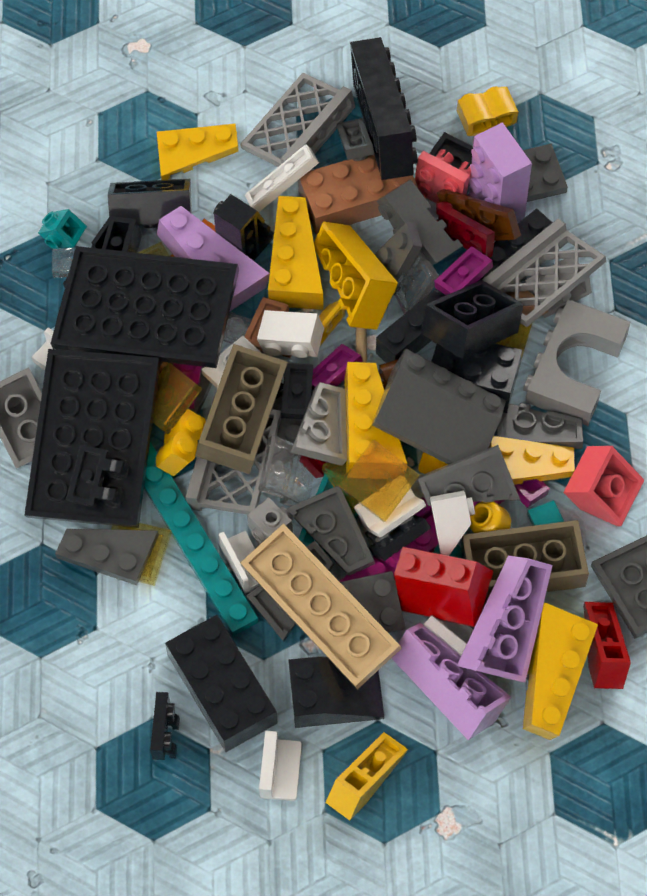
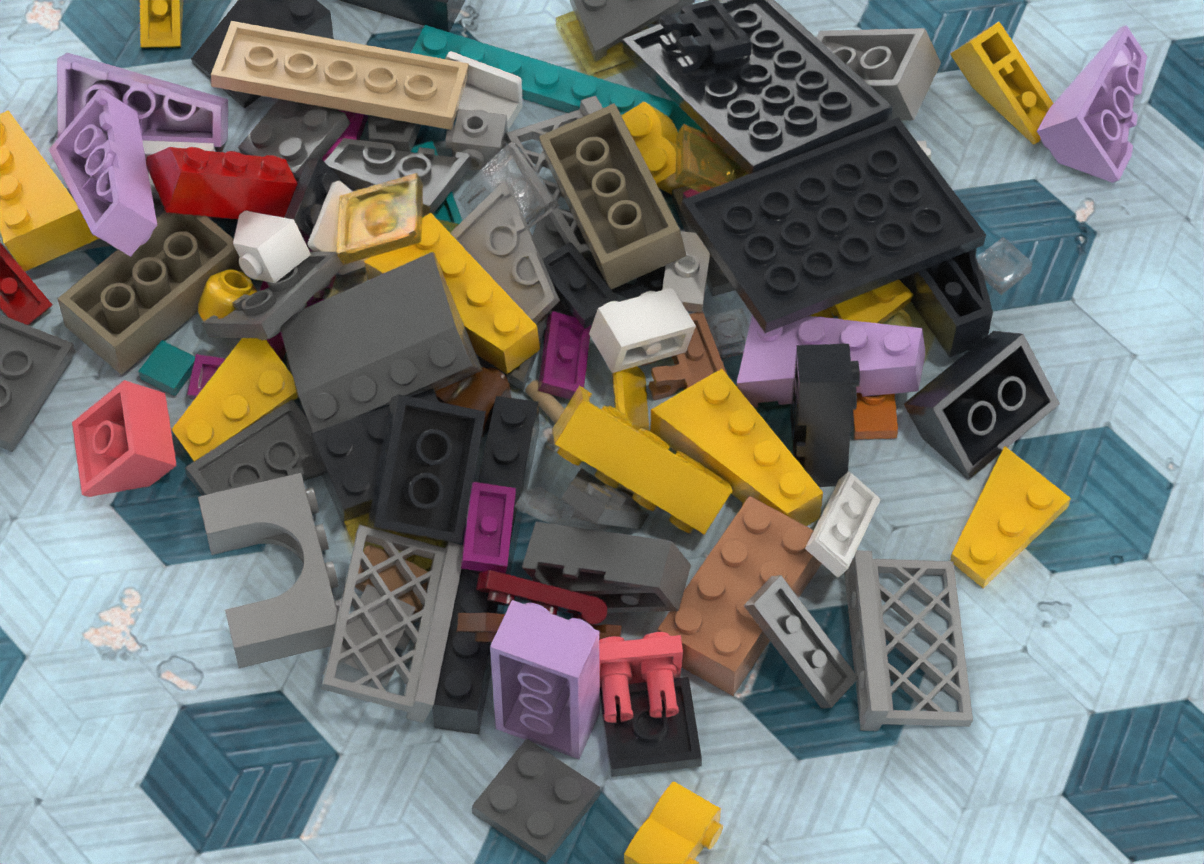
camera: 140 degrees right, 5 degrees down
(61, 229) = (1043, 286): teal brick -> none
(383, 108) = (794, 677): black brick -> none

